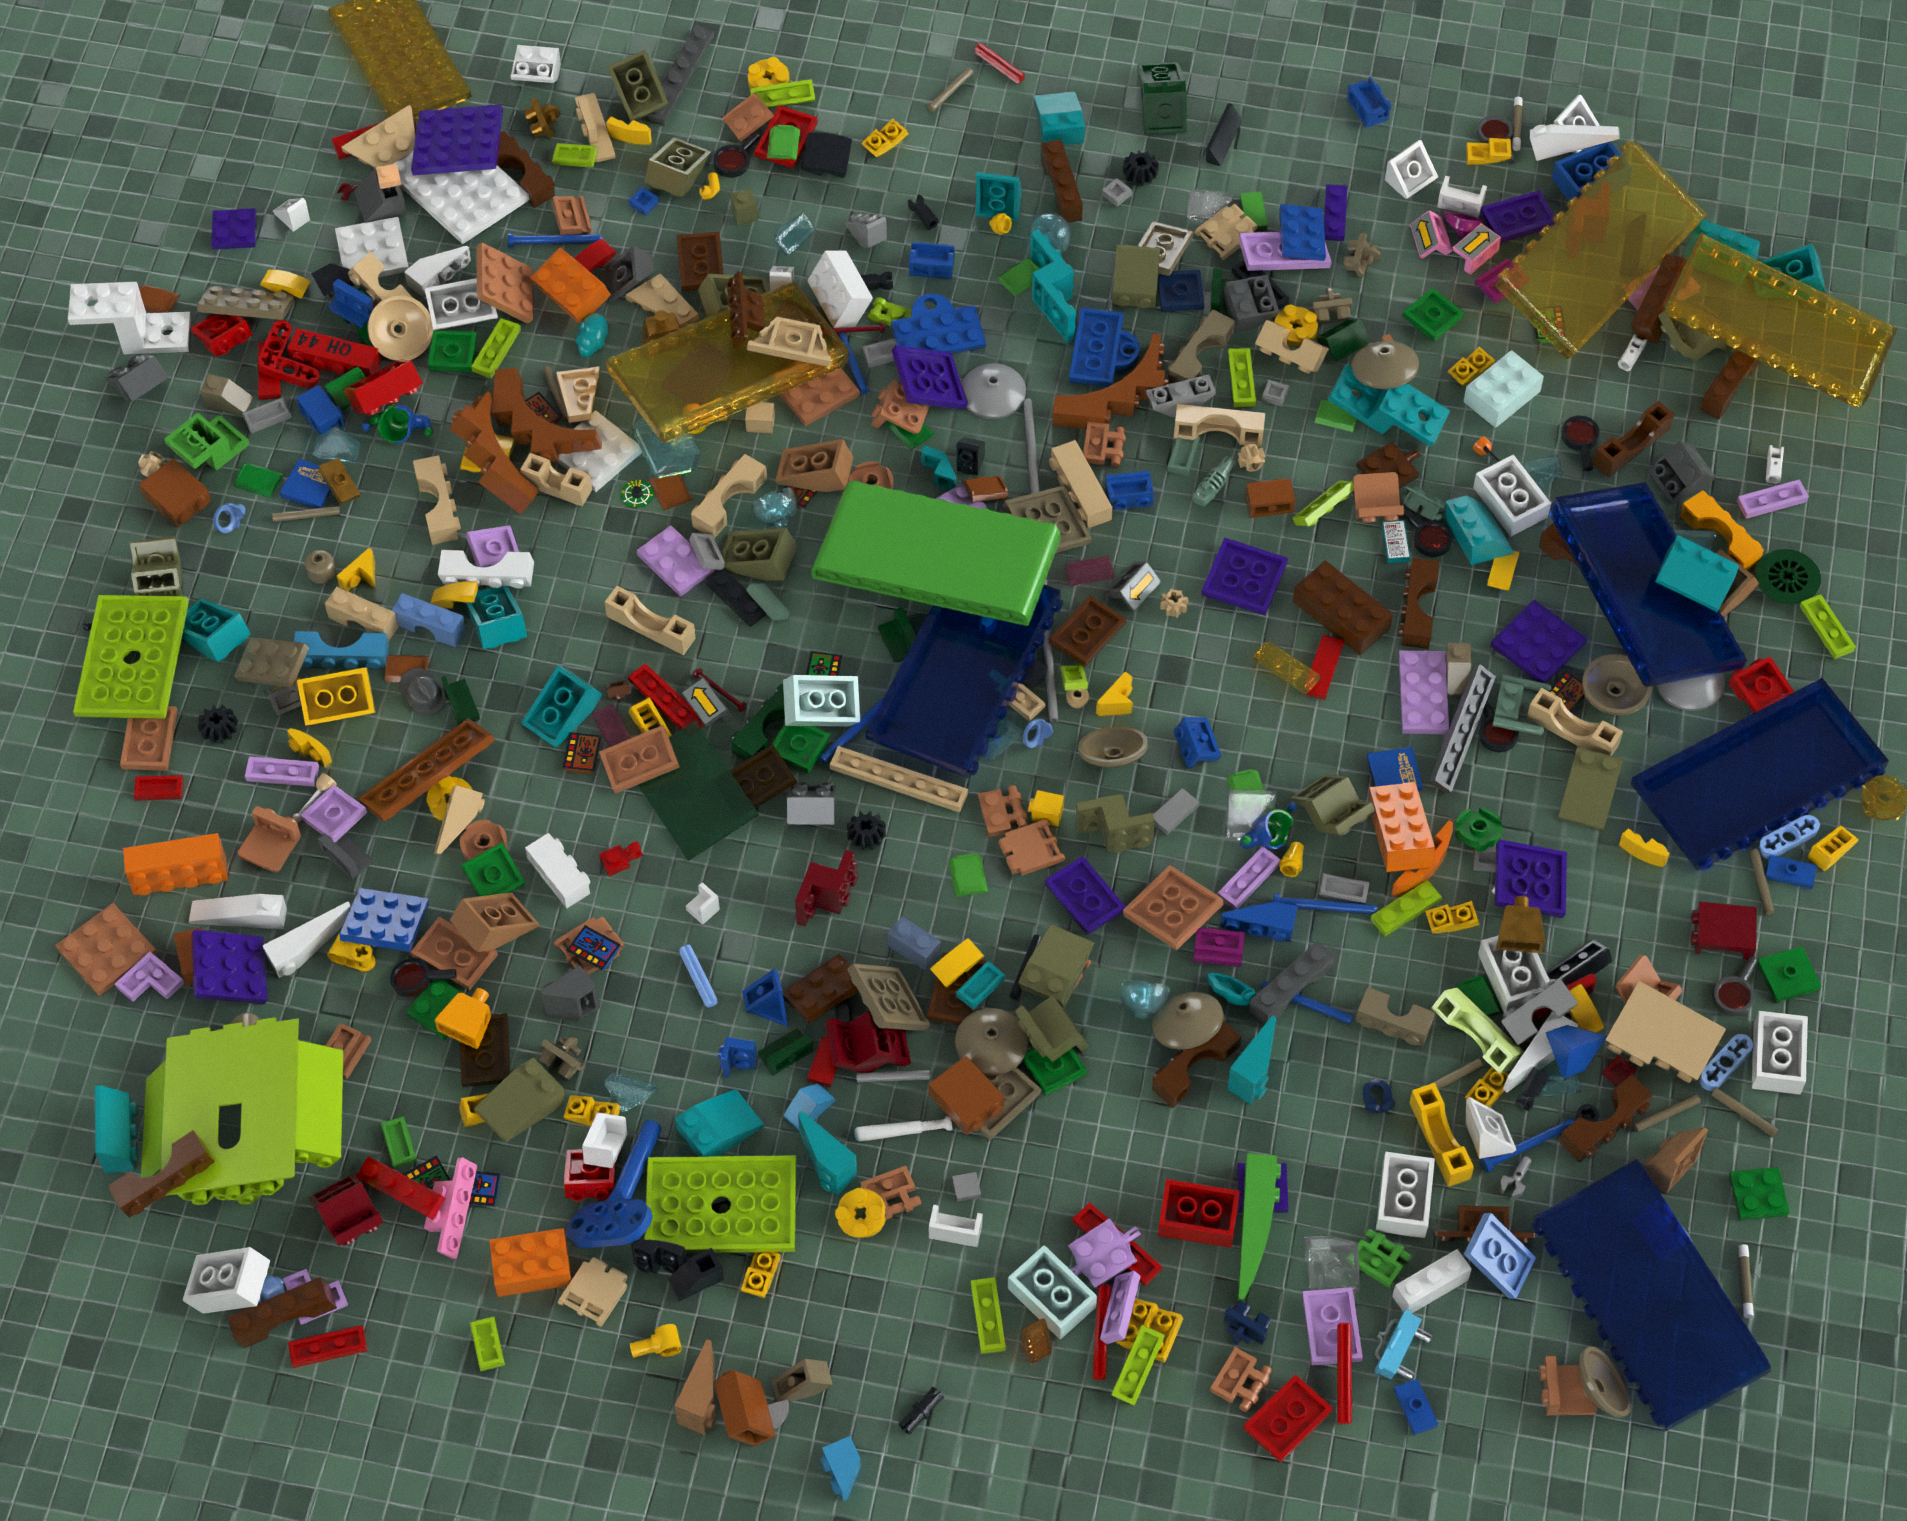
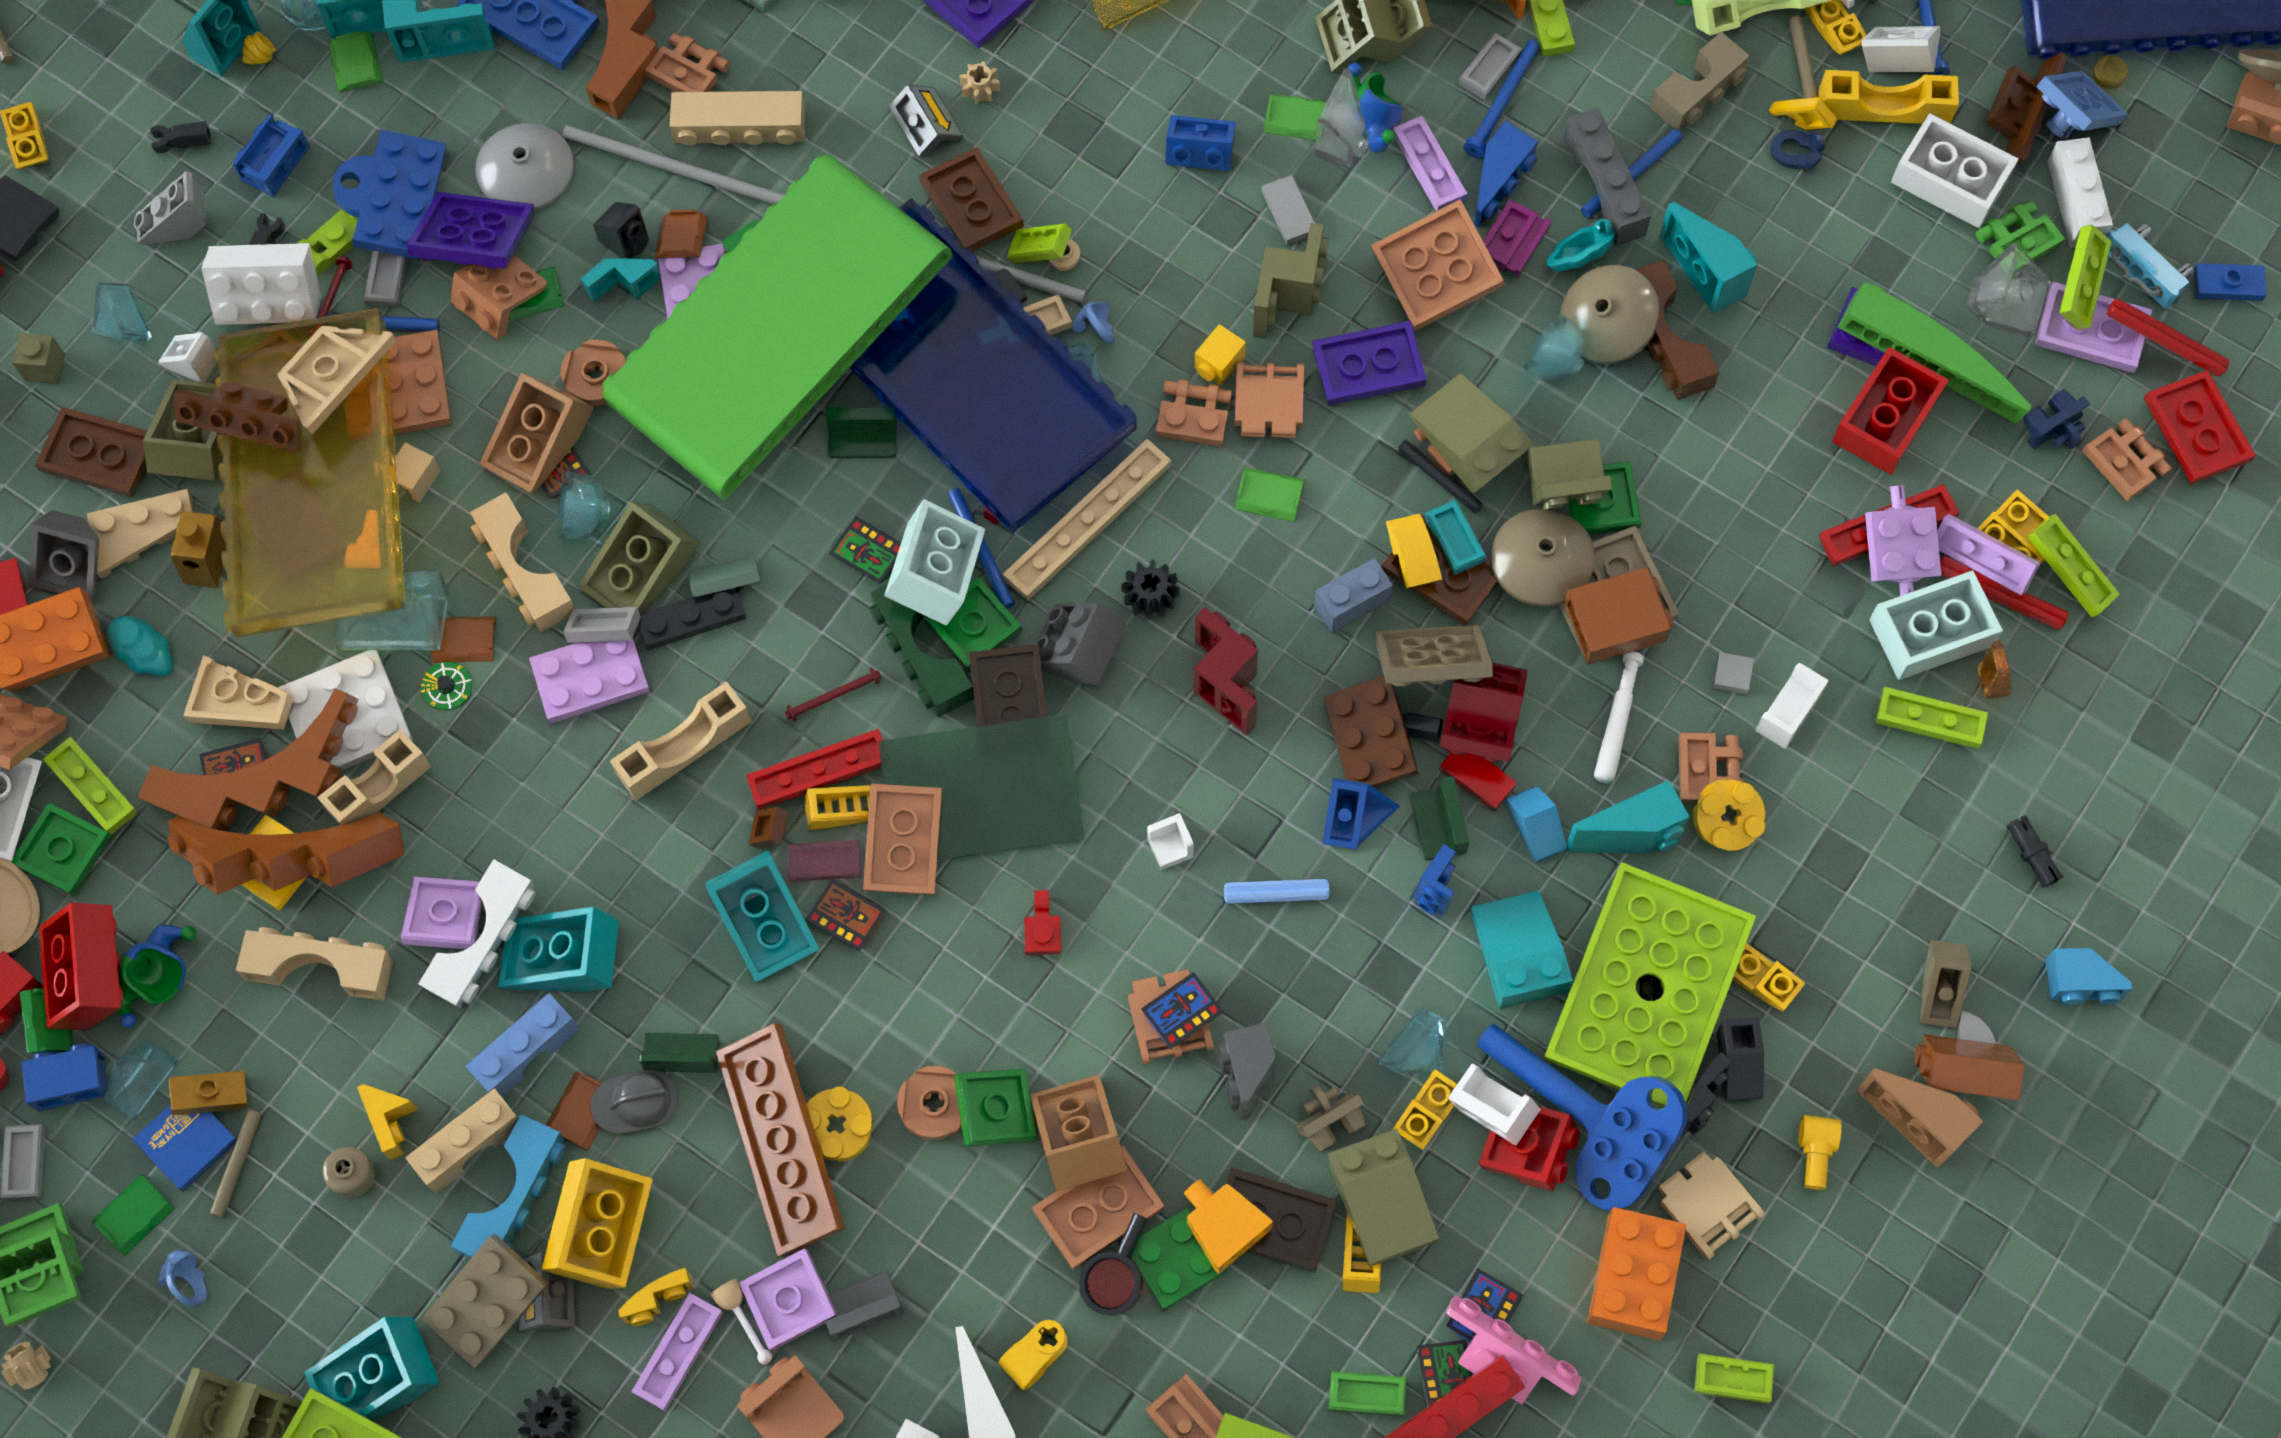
camera: 65 degrees left, 10 degrees up
(175, 492) = (96, 1347): dark orange brick -> none
(384, 919) = (1005, 1286): plate -> none
(454, 592) = (492, 1003): yellow slope -> none
(460, 811) = (882, 1118): tan slope -> none
(555, 390) = (212, 731): dark tan bar -> none
(558, 870) = (1028, 1015): white brick -> none
(706, 703) = (852, 717): panel -> none
(893, 1076) = (1534, 700): light grey bar -> none
(1054, 507) = (765, 169): dark tan plate -> none
(1089, 570) = (877, 159): clear pink tile -> none
(1113, 746) = (1169, 237): dark tan dish -> none
(1115, 699) = (1091, 209): yellow slope -> none
(1129, 490) = (779, 61): blue hinge -> none
(1292, 860) = (1425, 103): yellow cone -> none
(1360, 1301) = (2085, 277): none -> lime plate
(1404, 1090) = (1808, 112): none -> yellow tile
(1516, 1179) = (1969, 49): light grey bar -> none
(1546, 1277) = (2110, 72): none -> clear yellow tile

